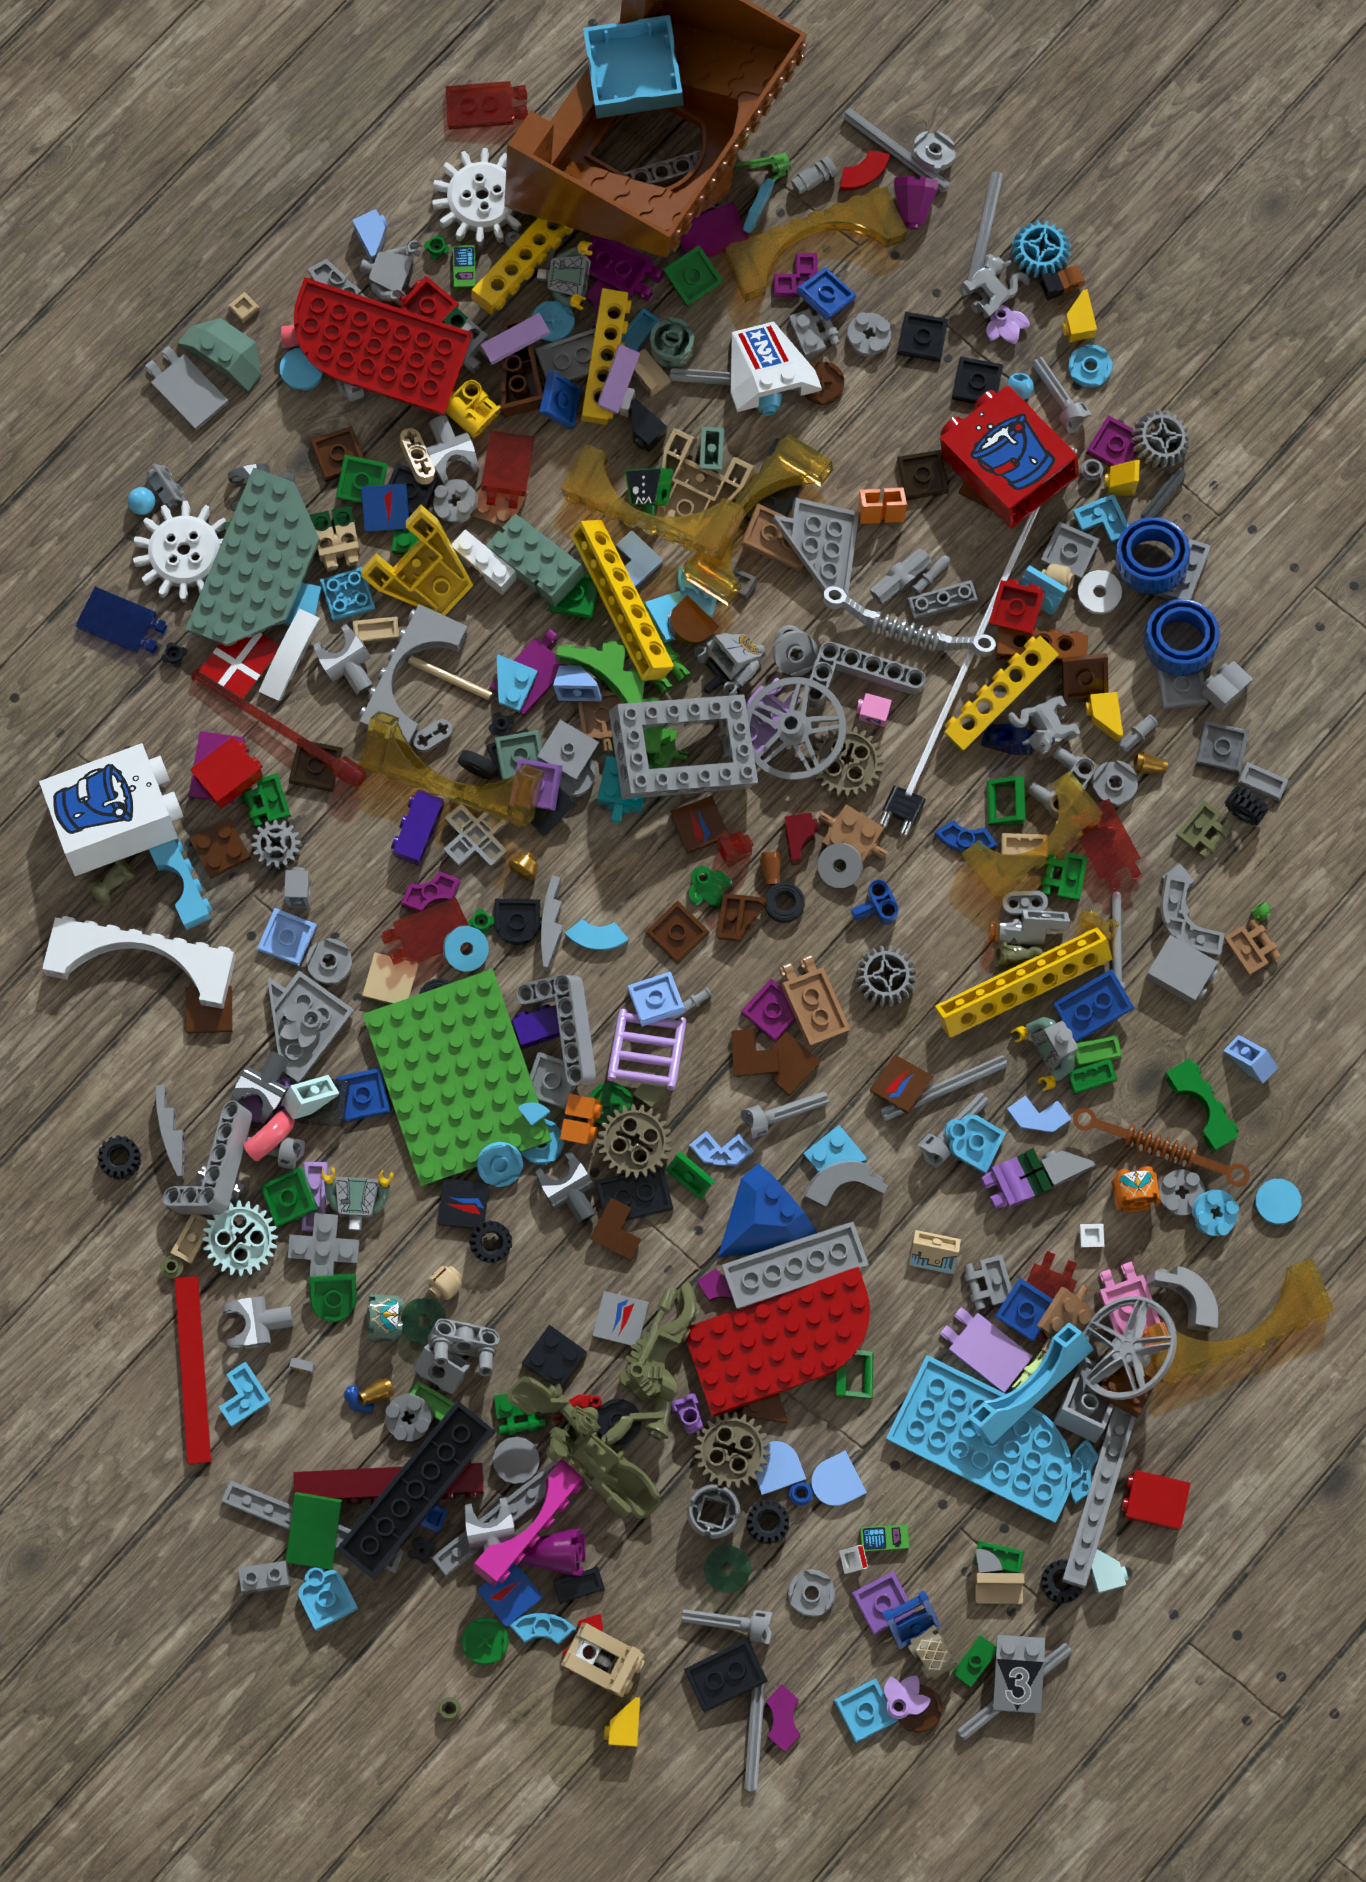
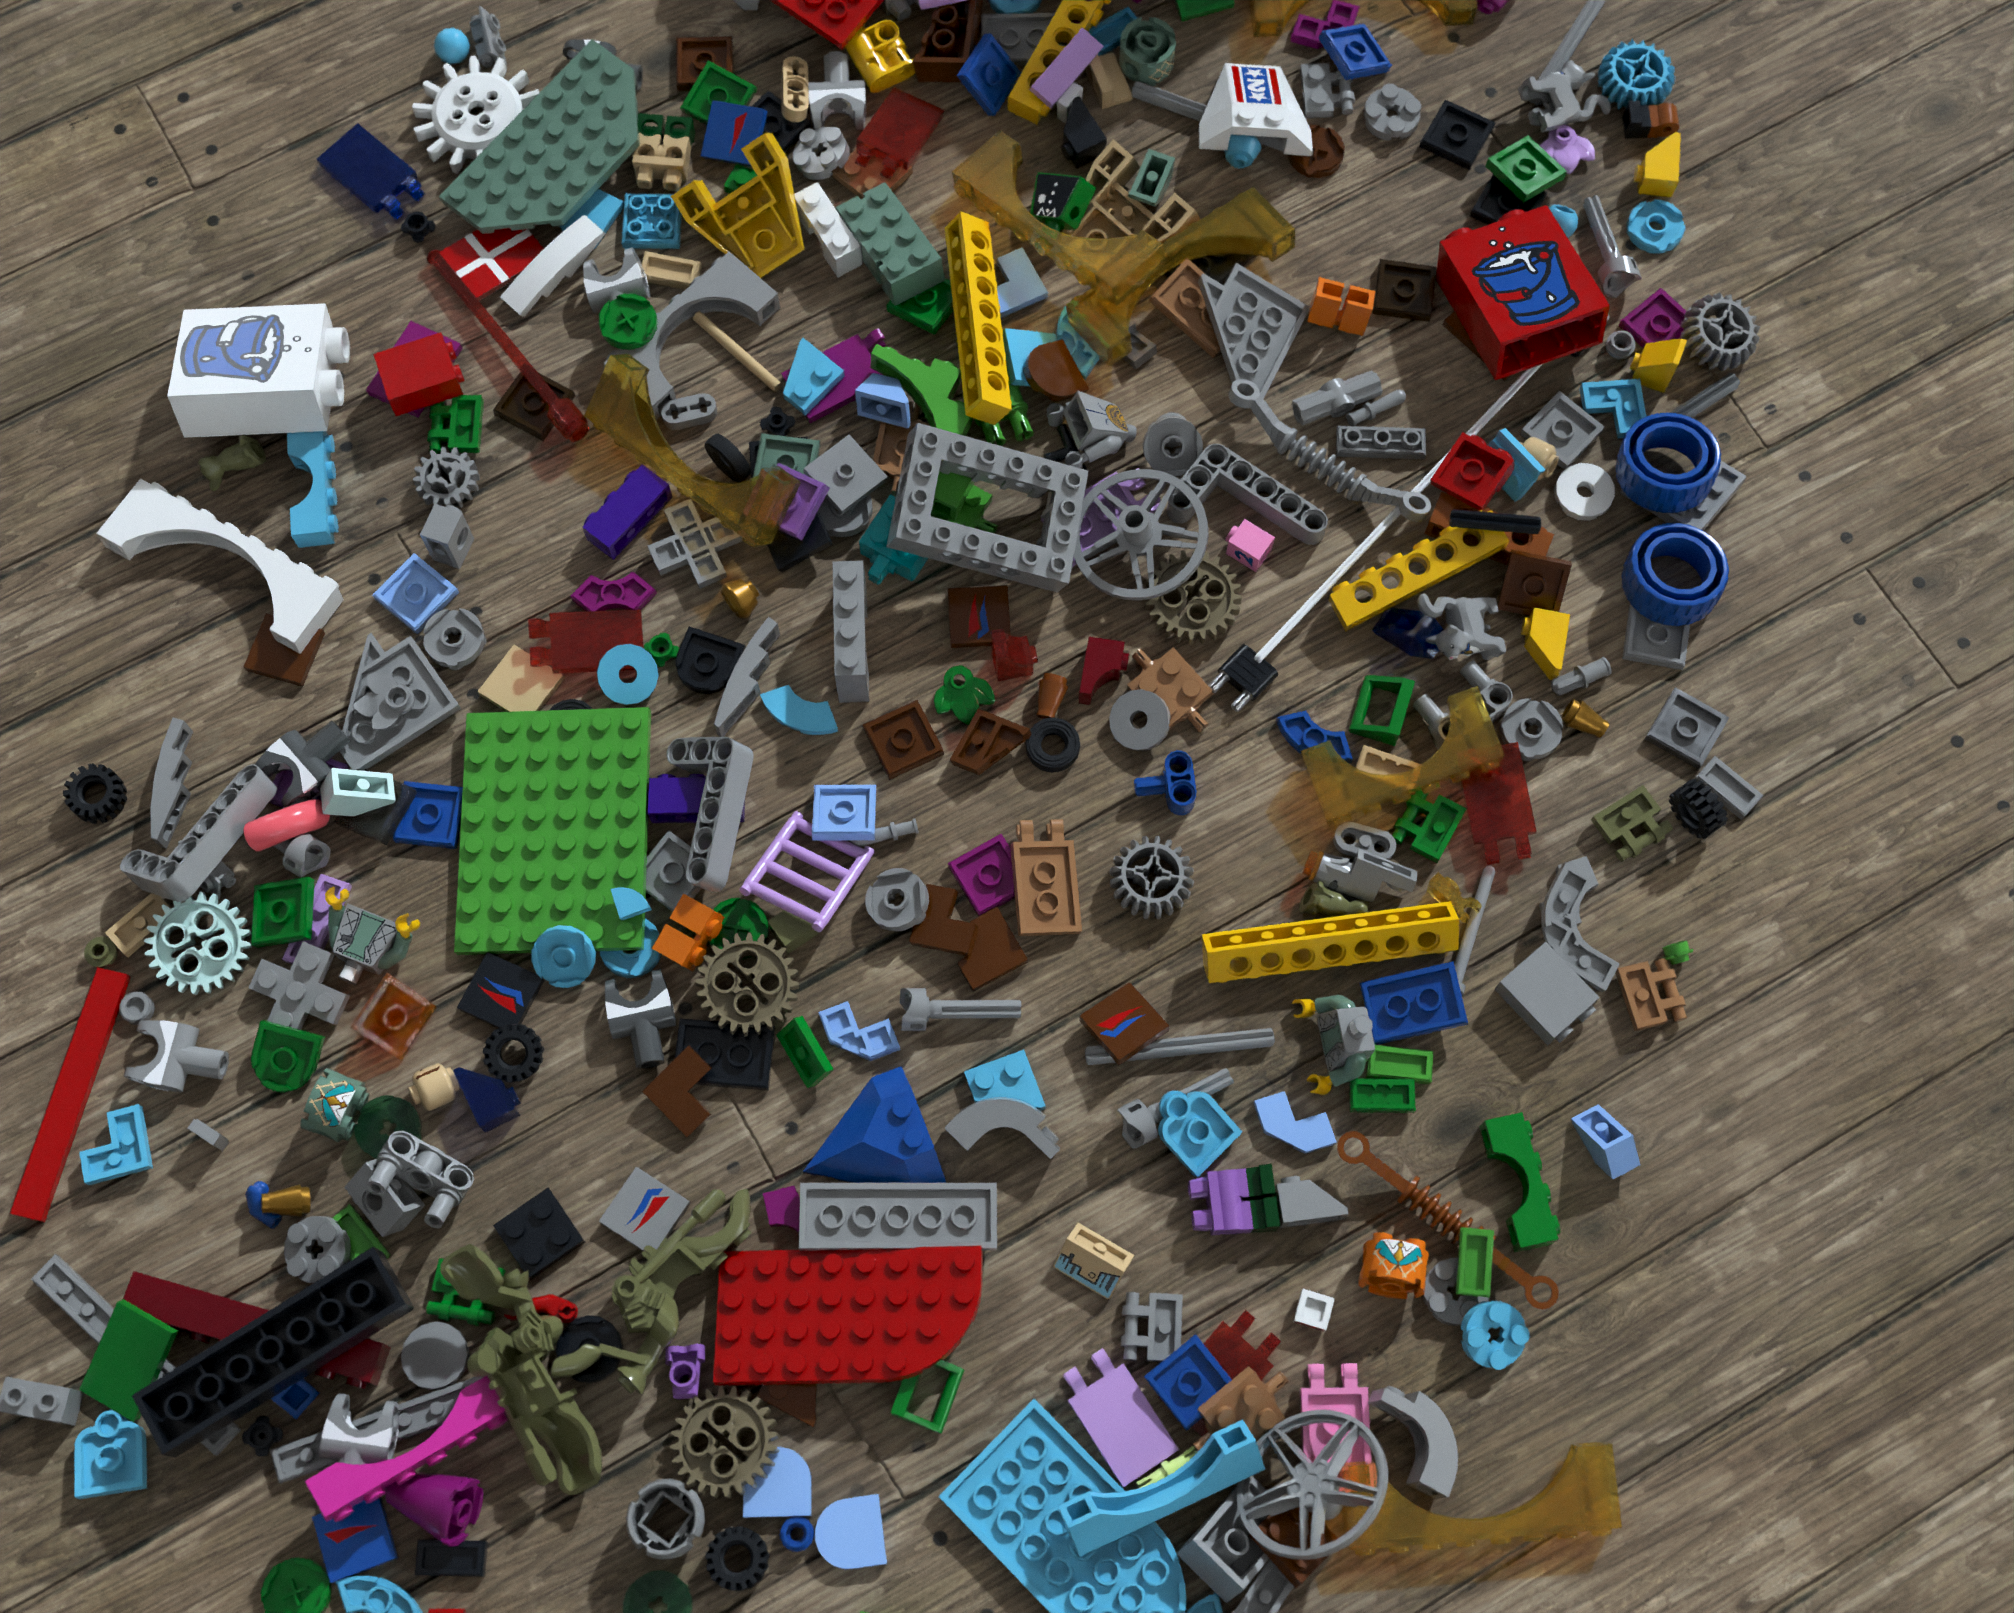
camera: 20 degrees right, 5 degrees down
(213, 1297) = (136, 1007): none -> light grey tile
(219, 848) = (378, 463): reddish brown plate -> none
(366, 684) = (628, 322): none -> green tile
(398, 1245) = (393, 1017): none -> clear orange slope
(485, 1278) = (488, 1098): none -> clear blue slope
(609, 848) = (849, 631): none -> light grey arch
(721, 1037) = (909, 912): none -> light grey plate
(982, 352) = (1525, 168): none -> green plate
(1045, 644) = (1495, 521): none -> black axle
(1188, 1169) = (1474, 1262): none -> bright green tile
(1226, 685) = (1716, 651): light grey brick -> none
(1278, 1201) = (1586, 1348): medium azure tile -> none

